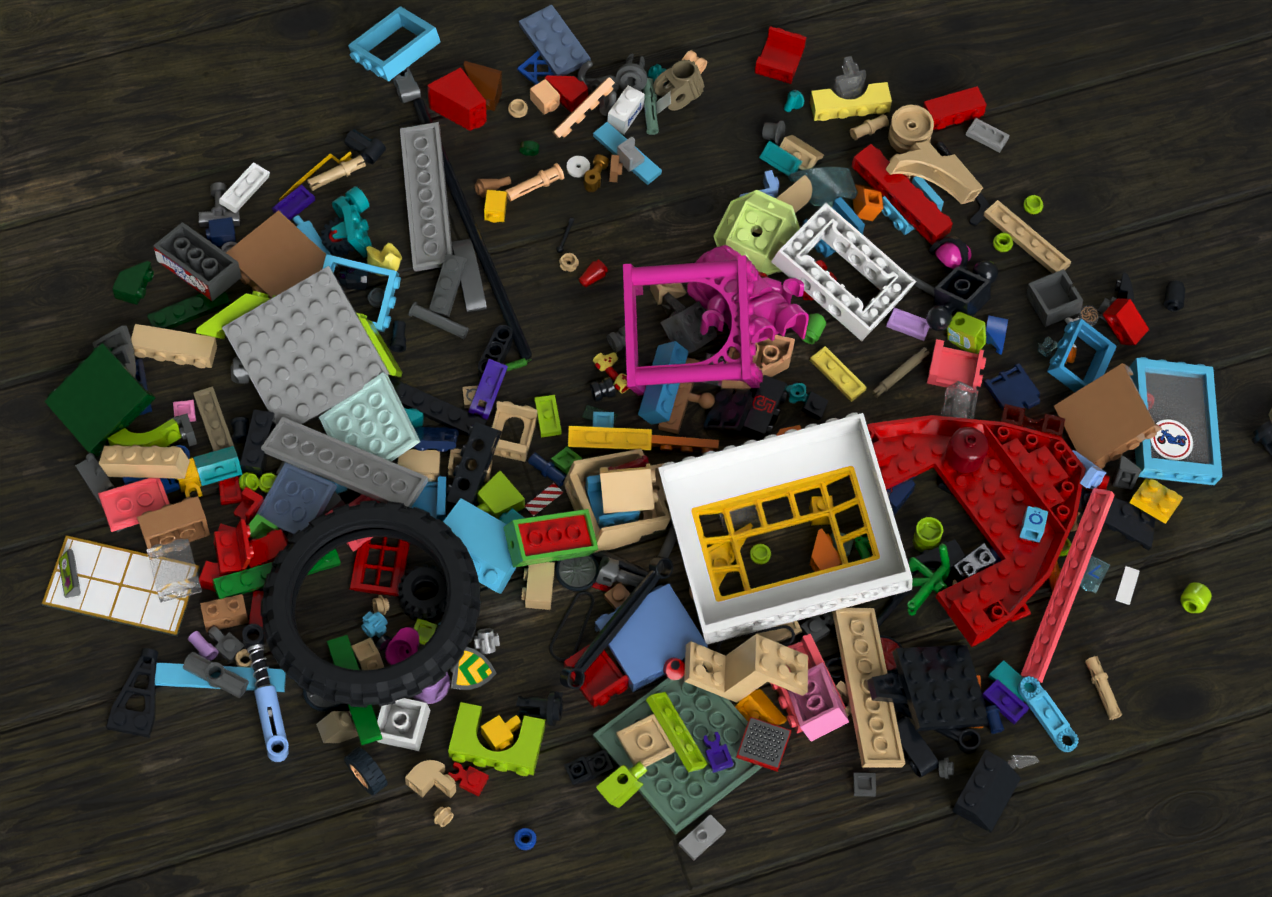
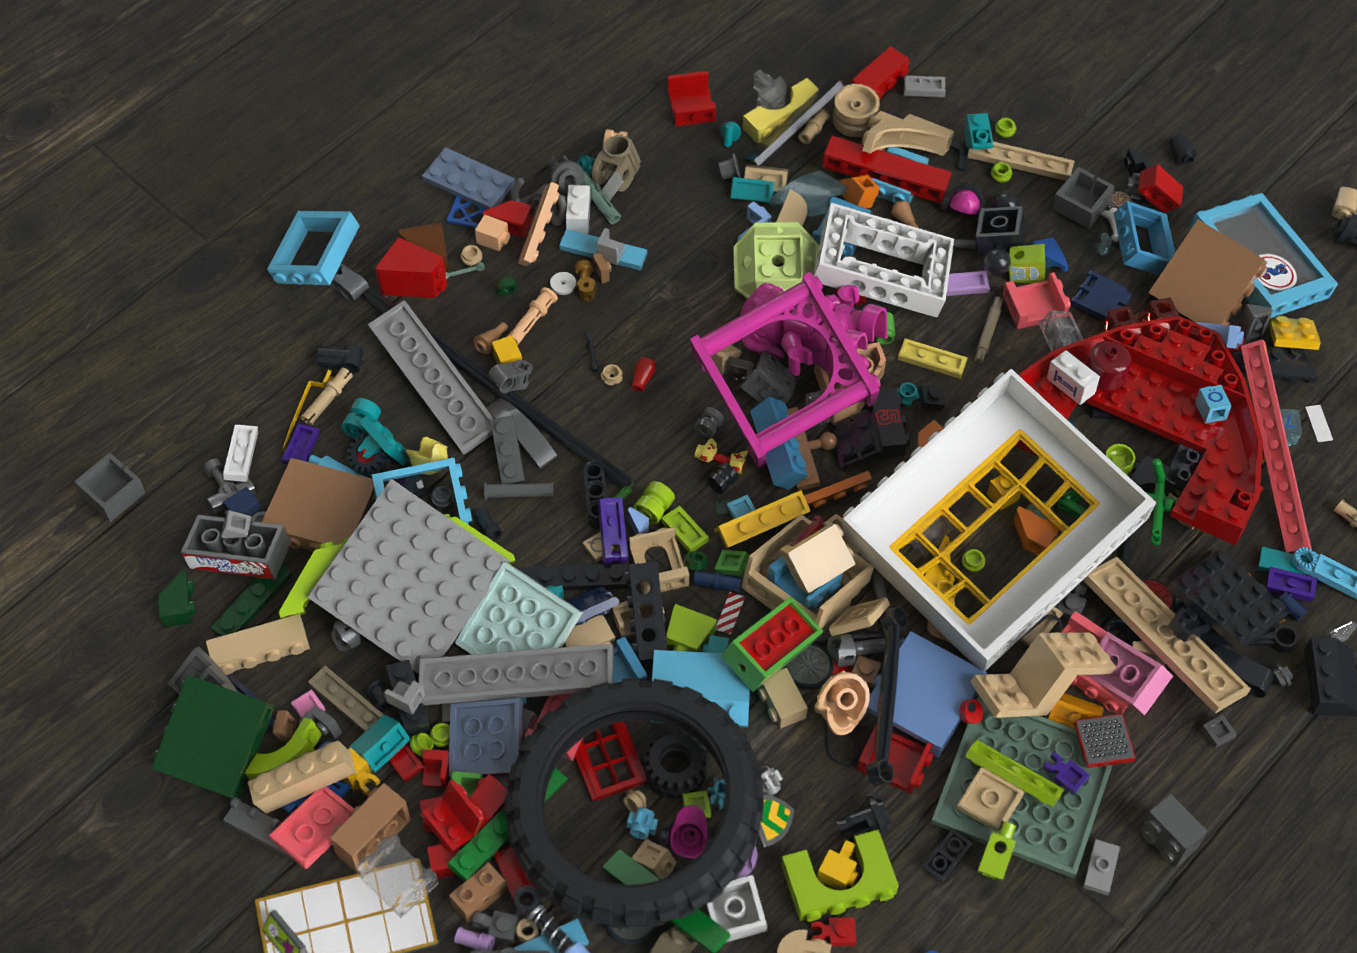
camera: 25 degrees left, 5 degrees down
(132, 168) = (110, 487): none -> dark grey piece
(157, 417) = (284, 726): none -> medium nougat plate
(203, 244) = (235, 525): none -> light grey slope
(252, 439) = (405, 696): none -> light grey panel
(485, 225) = (511, 375): none -> dark grey piece
(515, 392) = (638, 521): none -> light blue slope
(519, 121) = (479, 267): none -> sand green hinge
(534, 383) = (654, 501): none -> lime wheel
(540, 444) = (695, 560): none -> dark green tile
(578, 611) = (843, 702): none -> light nougat head
(634, 551) = (859, 616): none -> tan plate
(770, 838) = (1173, 831): none -> dark grey piece
(850, 116) = (794, 122): none -> tile
(894, 239) = (903, 213): none -> medium nougat cone
(931, 445) = (1073, 377): none -> white brick
(999, 198) = (978, 131): none -> teal slope

